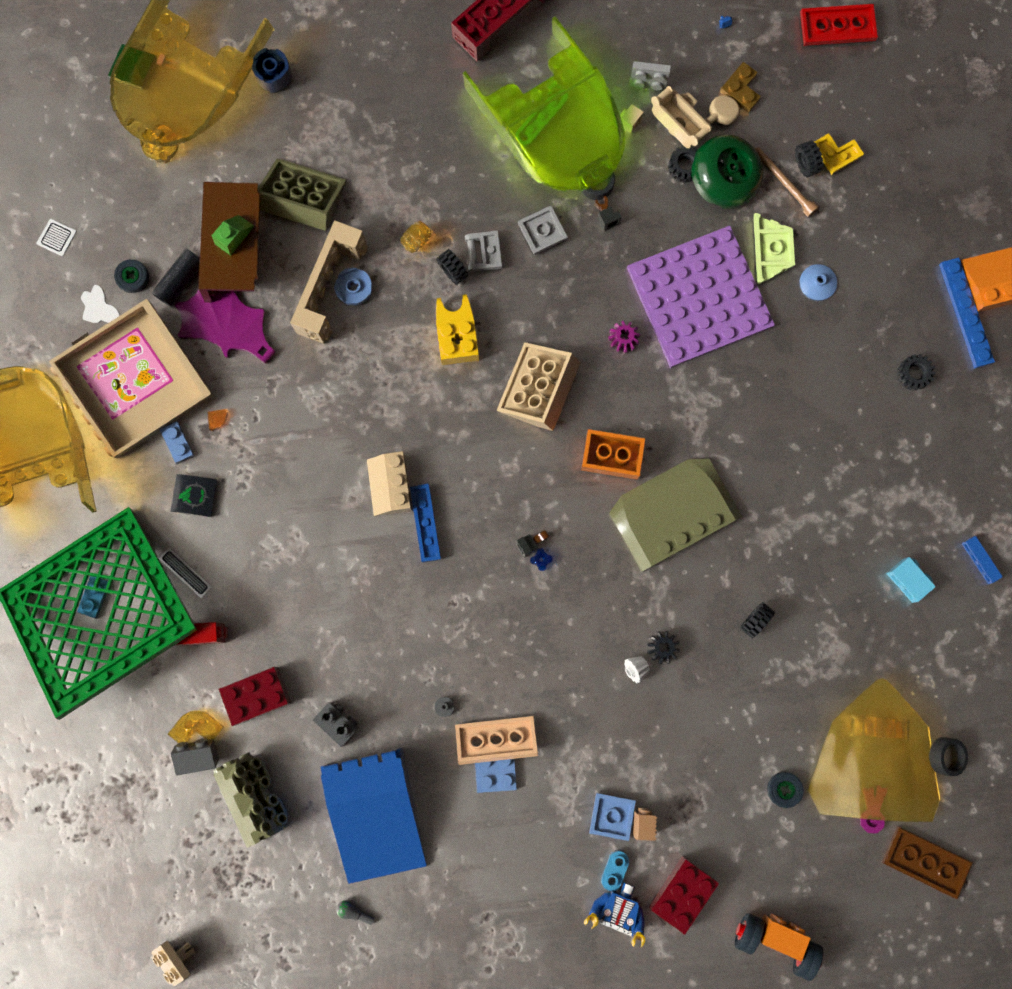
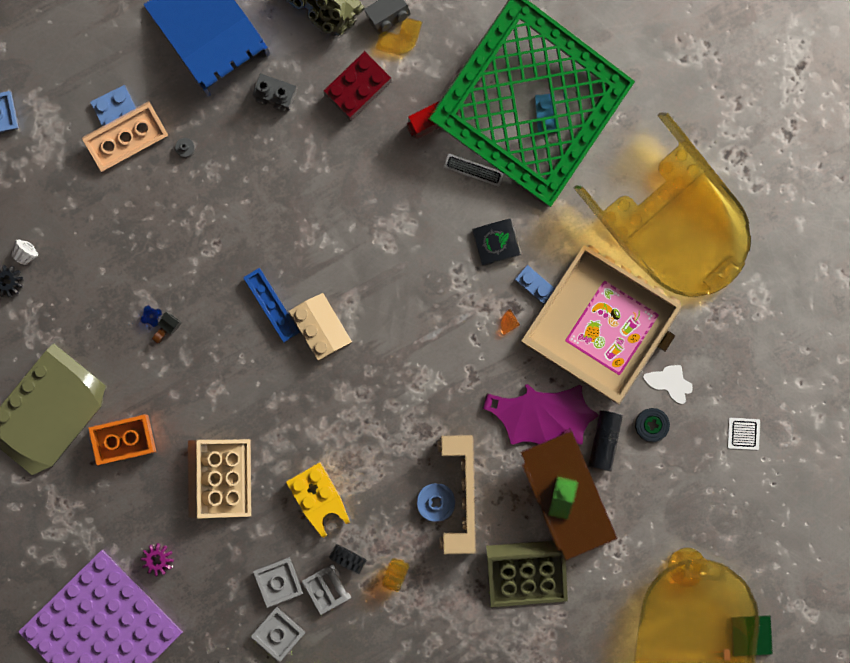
camera: 155 degrees right, 5 degrees up
(523, 274) = (278, 582): none -> light grey plate

